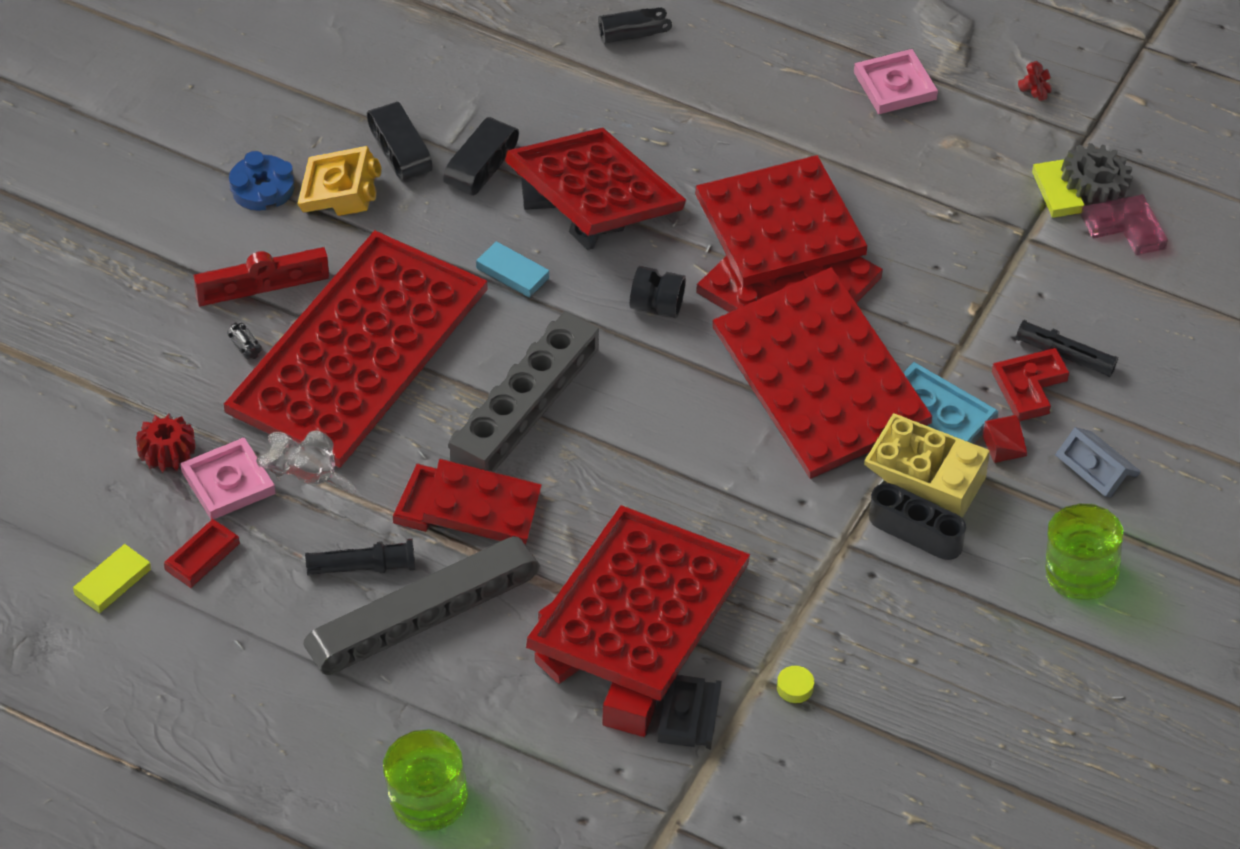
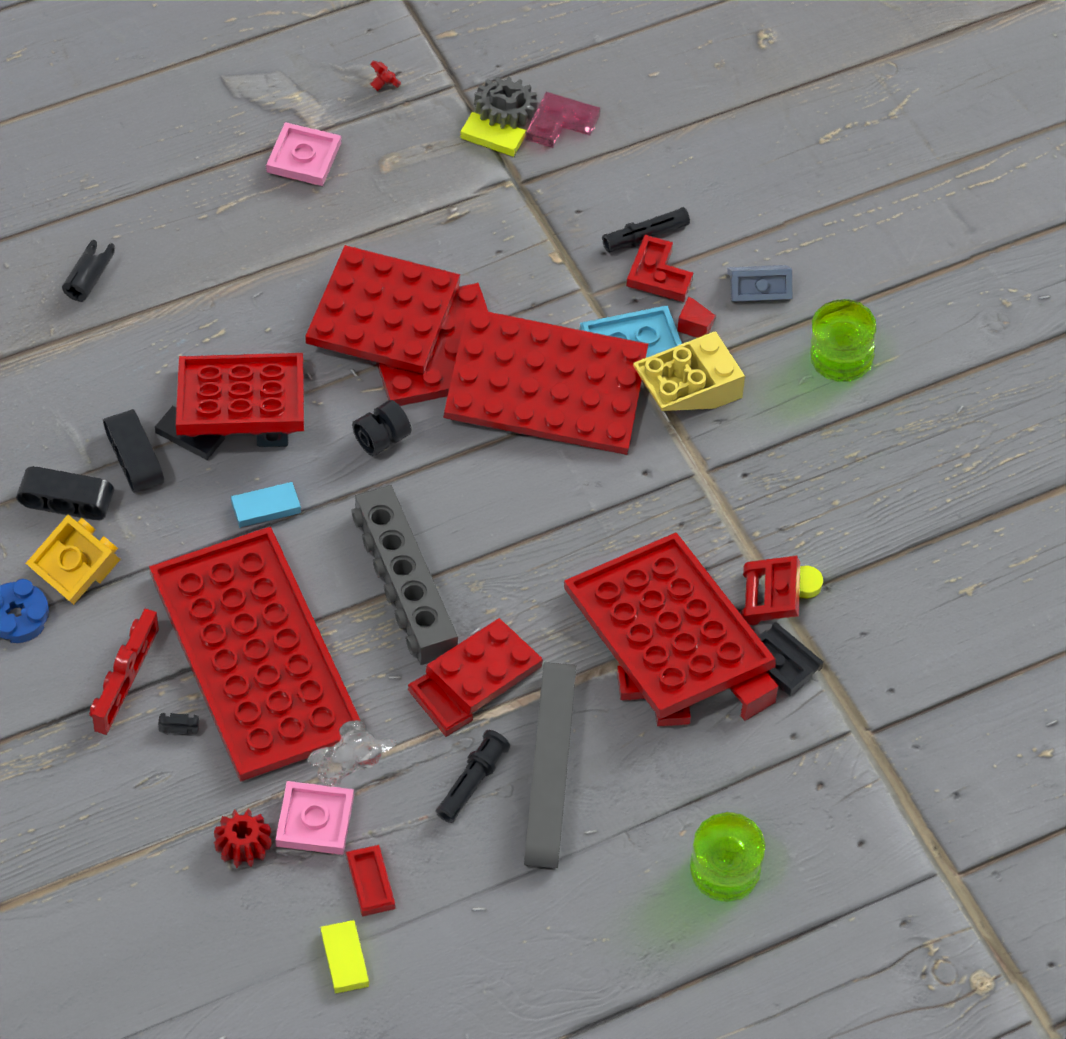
camera: 55 degrees left, 5 degrees up
(755, 659) = (781, 589): none -> red plate
(917, 521) = (728, 416): black beam -> none

